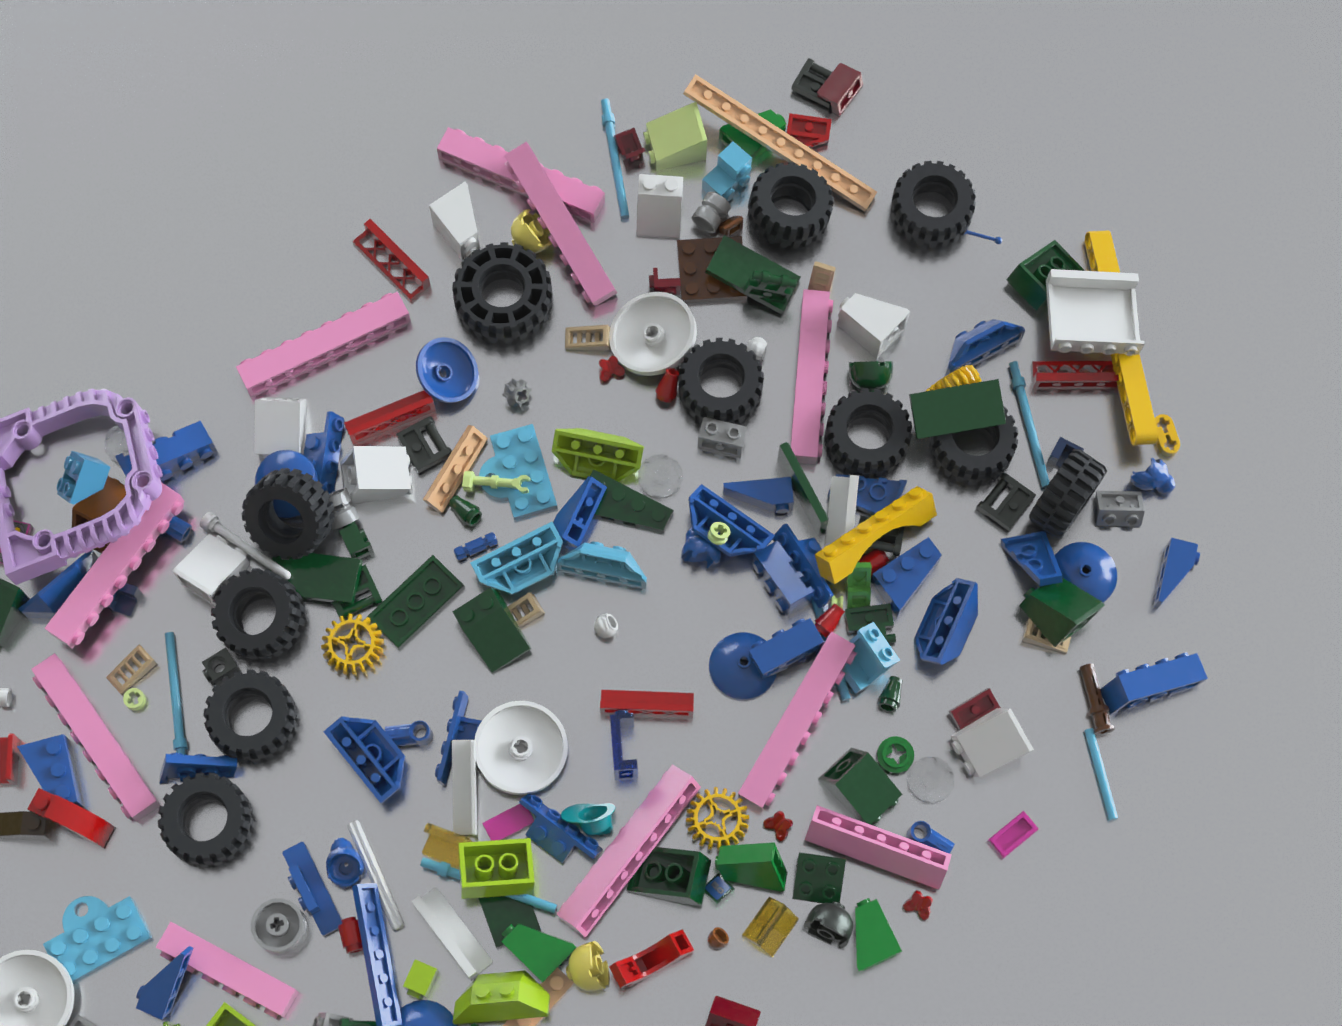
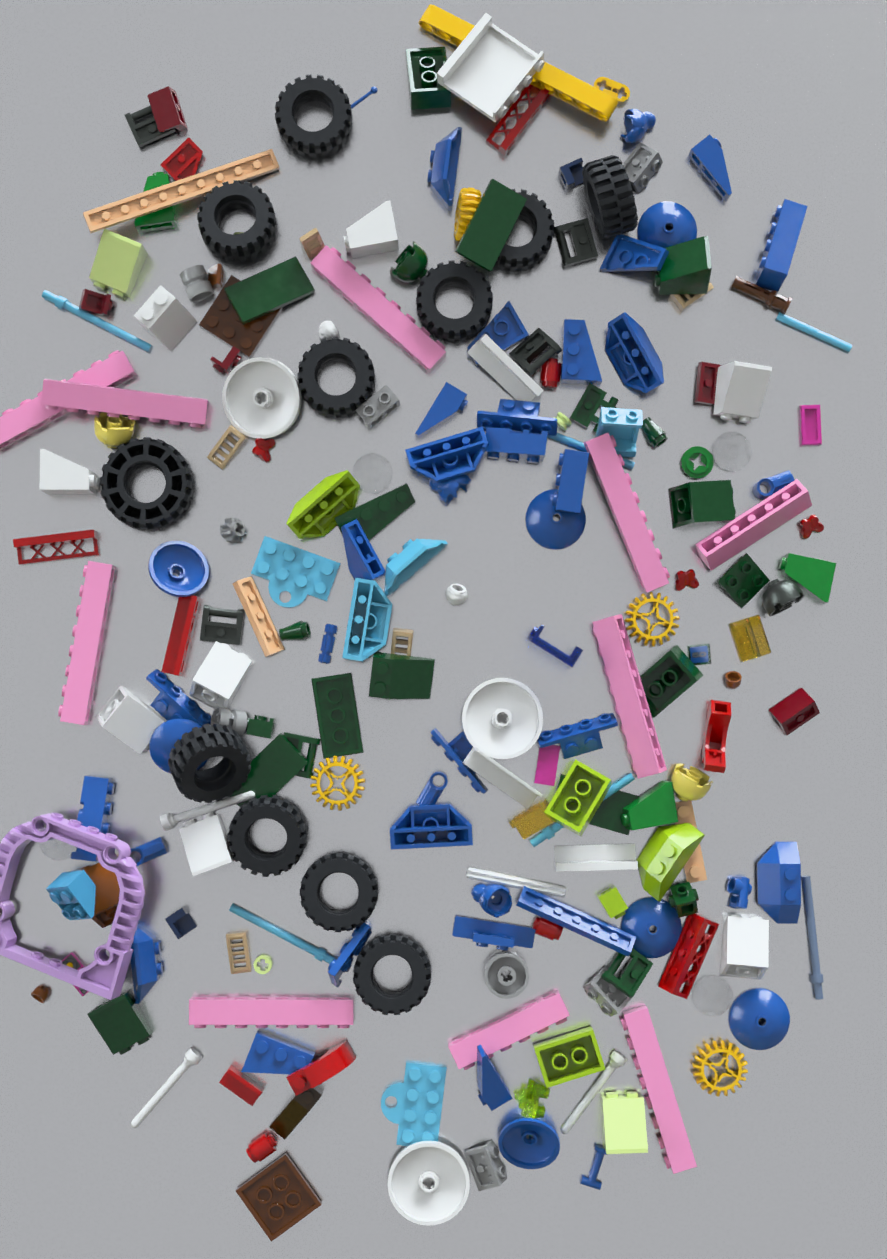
camera: 55 degrees left, 15 degrees up
(112, 570) = (159, 921): bright pink brick -> none
(220, 657) = (285, 879): pearl dark grey brick -> none
(494, 481) = (290, 595): yellowish green piece -> none
(592, 818) = (585, 705): teal piece -> none
(647, 703) = (533, 606): red fence -> none
(667, 388) = (311, 419): red cone -> none
(724, 533) = (455, 471): yellowish green bush -> none
(731, 172) = (175, 245): medium azure brick -> none
(752, 865) = (703, 619): green slope -> none
(770, 286) = (292, 286): dark green plate -> none
(803, 489) = (462, 380): dark green tile -> none
(828, 620) = (572, 437): red cone -> none
(842, 555) = (536, 393): yellow arch -> none
(859, 586) = (560, 395): bright green slope -> none
(1019, 385) = (495, 163): medium azure bar -> none

